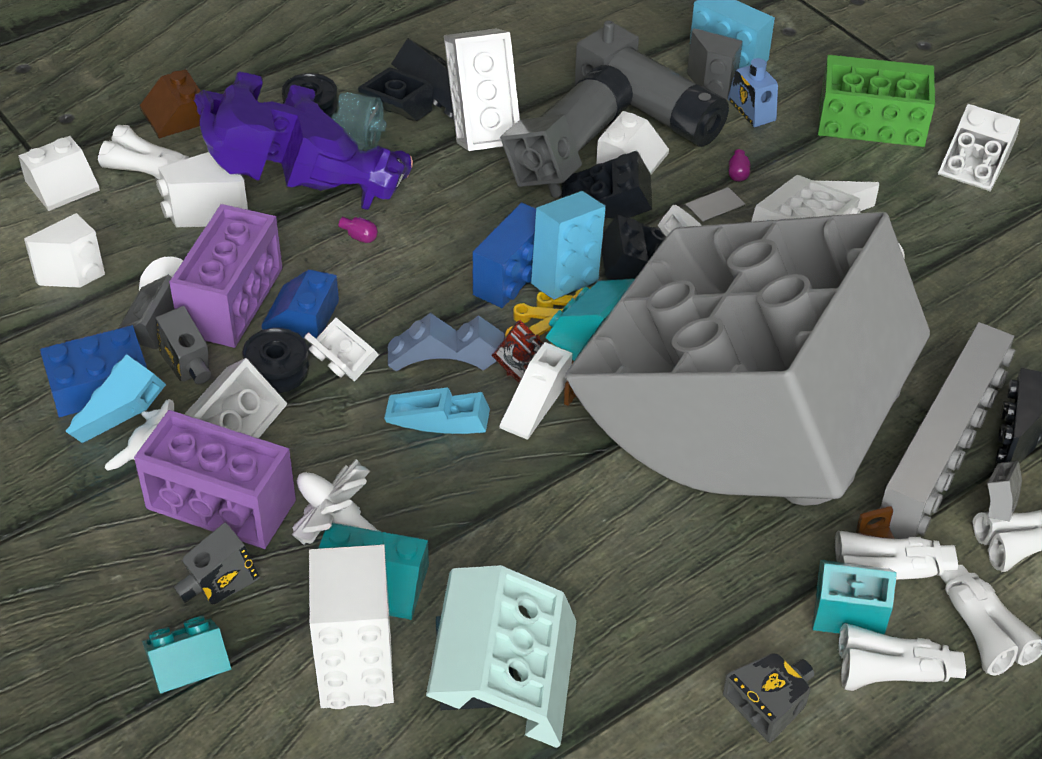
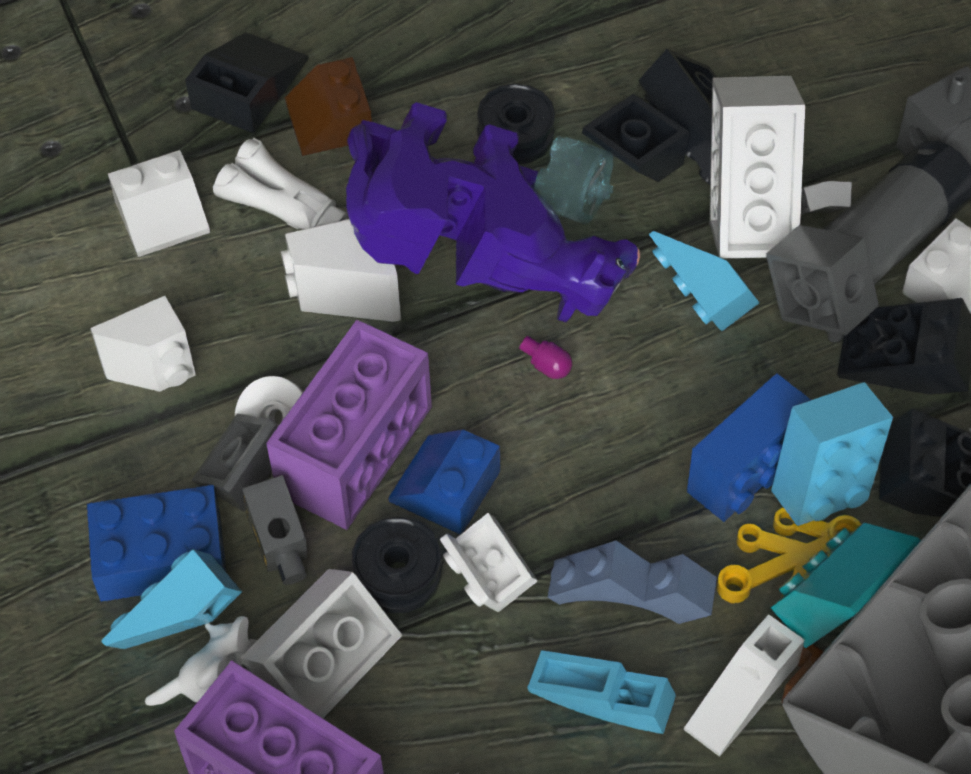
camera: 15 degrees right, 10 degrees up
(106, 97) = (243, 80): none -> black slope
(463, 166) = (710, 279): none -> medium azure slope
(517, 350) = (733, 612): piece -> none
(534, 103) = (826, 197): none -> light grey piece

